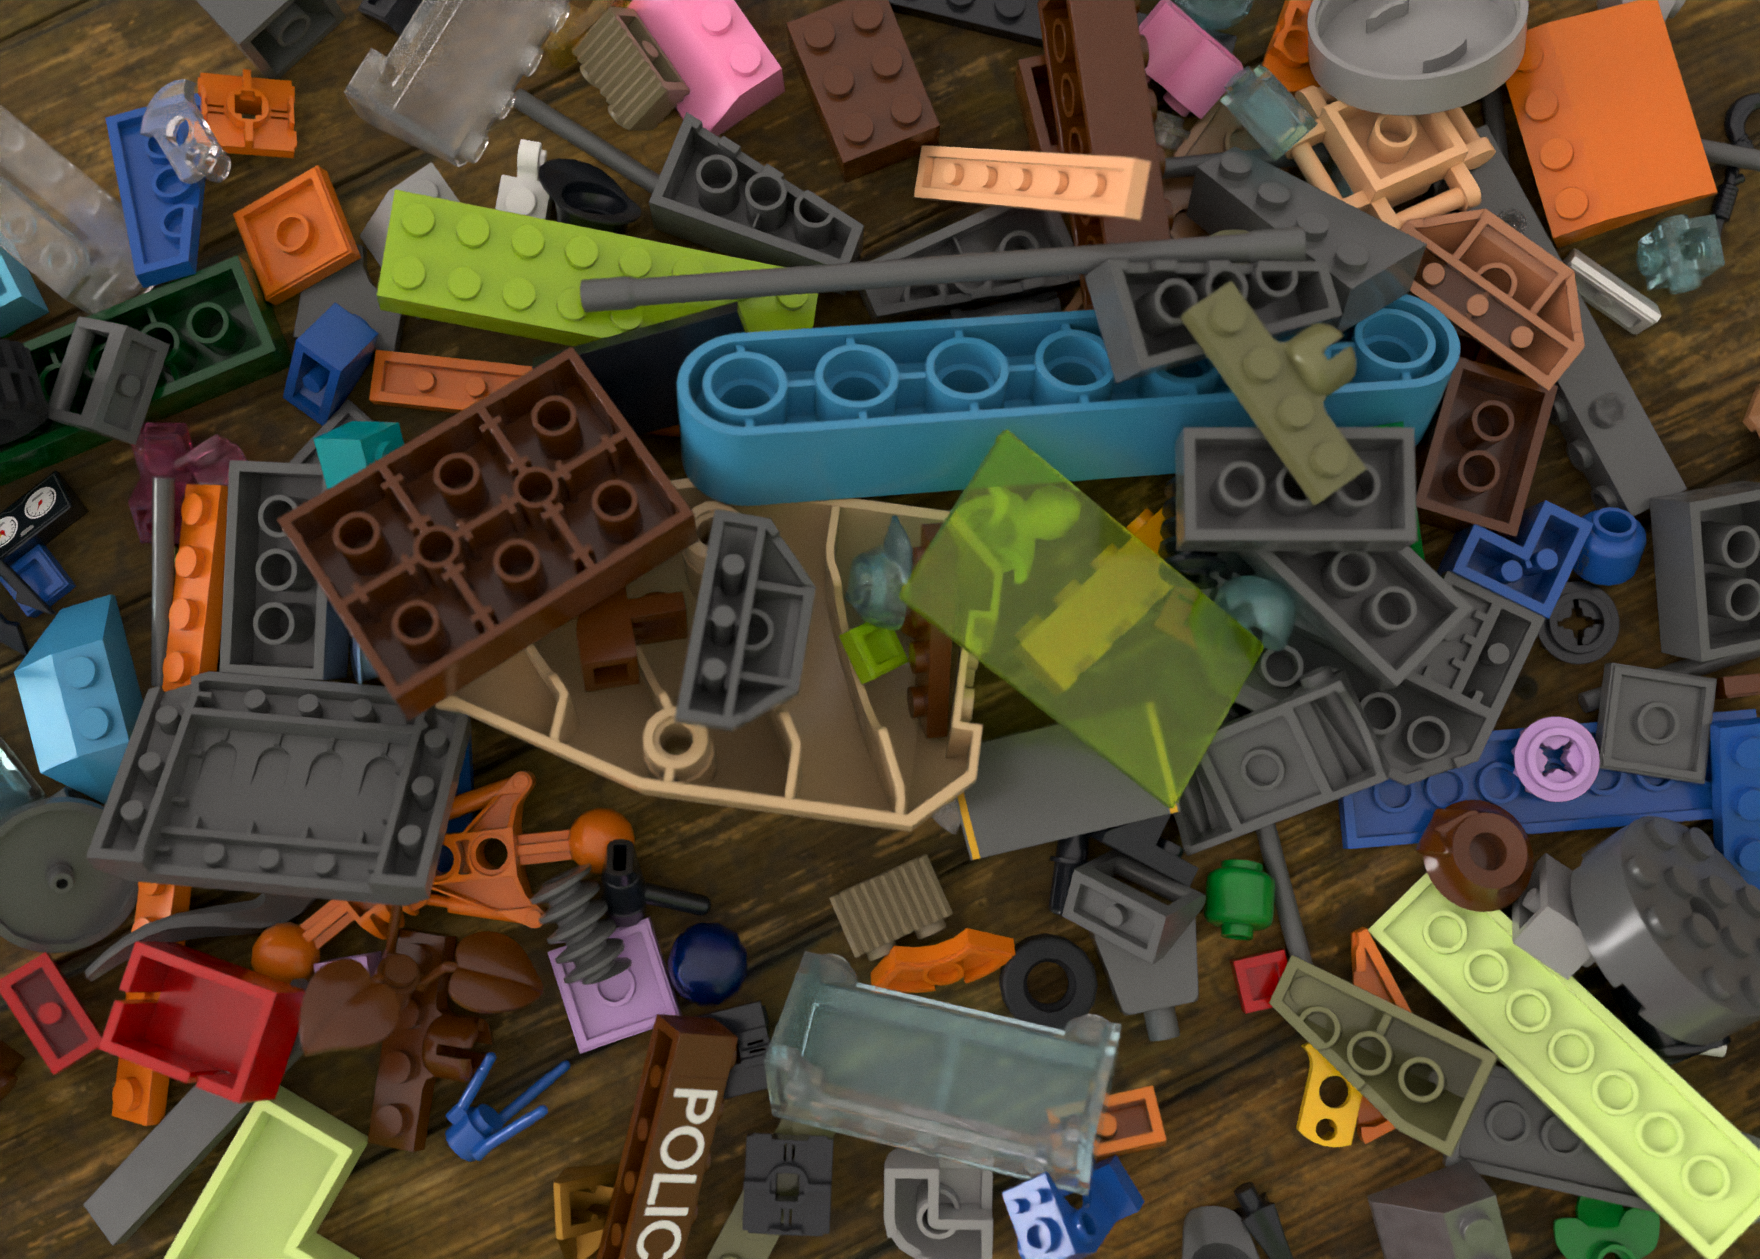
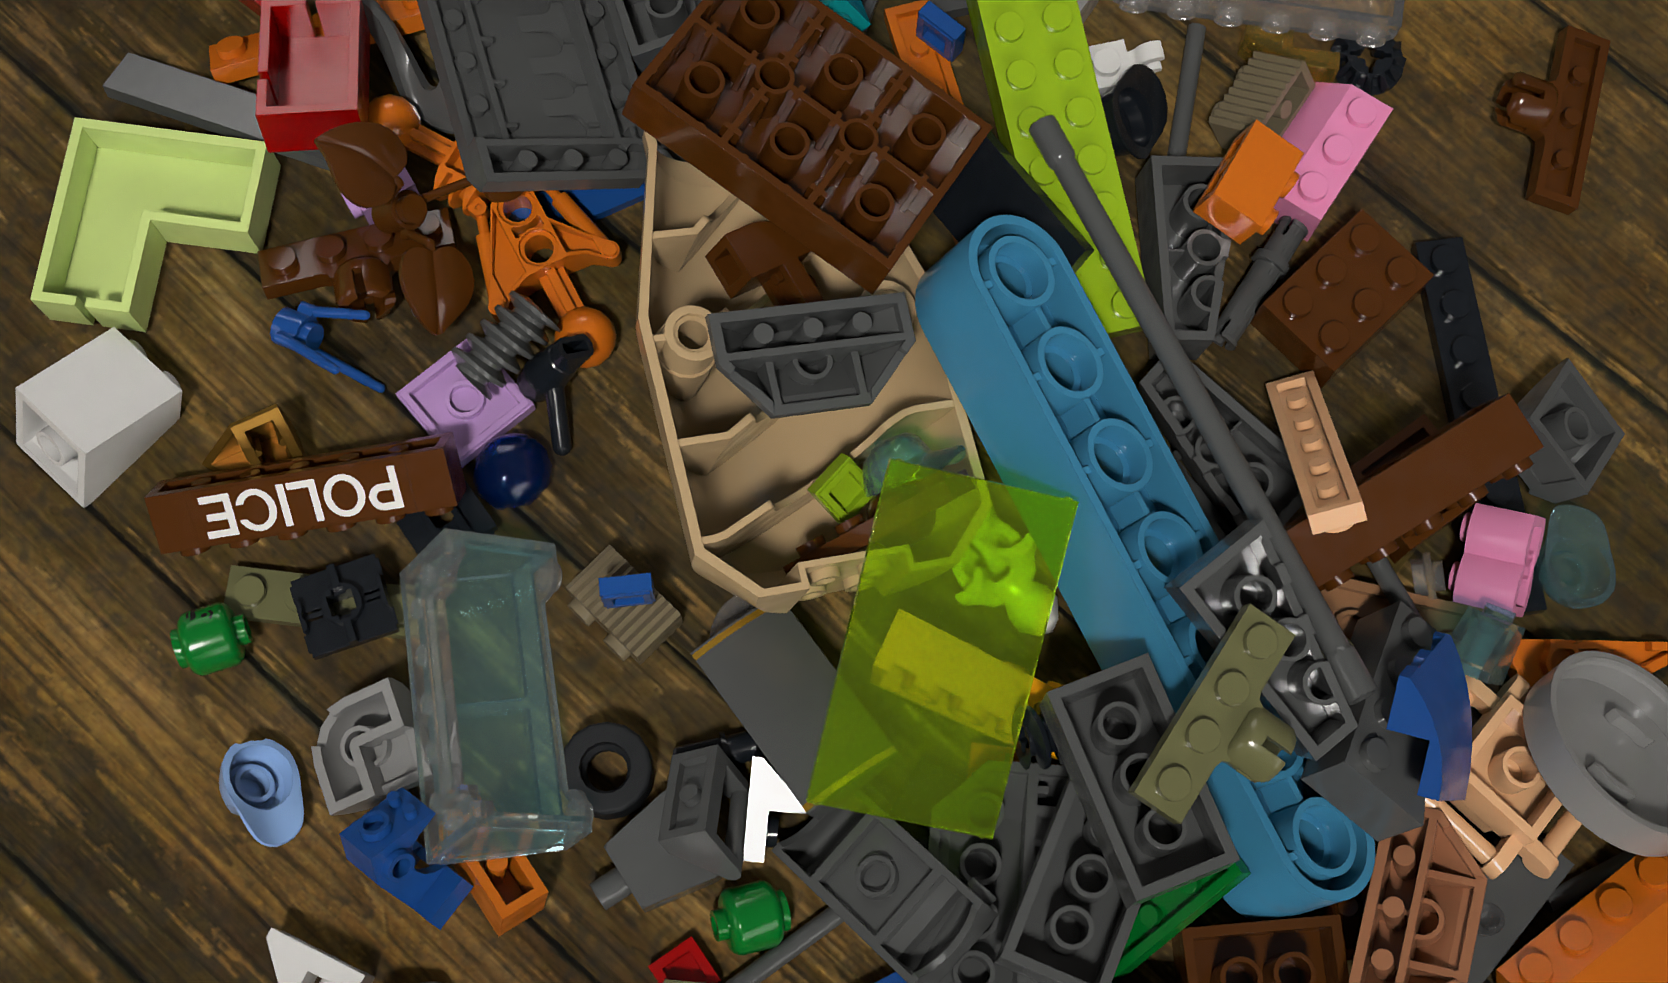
camera: 65 degrees right, 10 degrees down
(423, 354) = (940, 31): none -> blue tile
(720, 118) = (1249, 183): none -> orange brick
(798, 139) = (1268, 266): none -> dark grey pin
(890, 900) = (627, 590): none -> blue tile
(919, 969) = (579, 656): orange tile -> none
(1260, 604) = (1024, 813): clear light blue hair -> none
(1336, 185) = (1435, 706): none -> blue slope

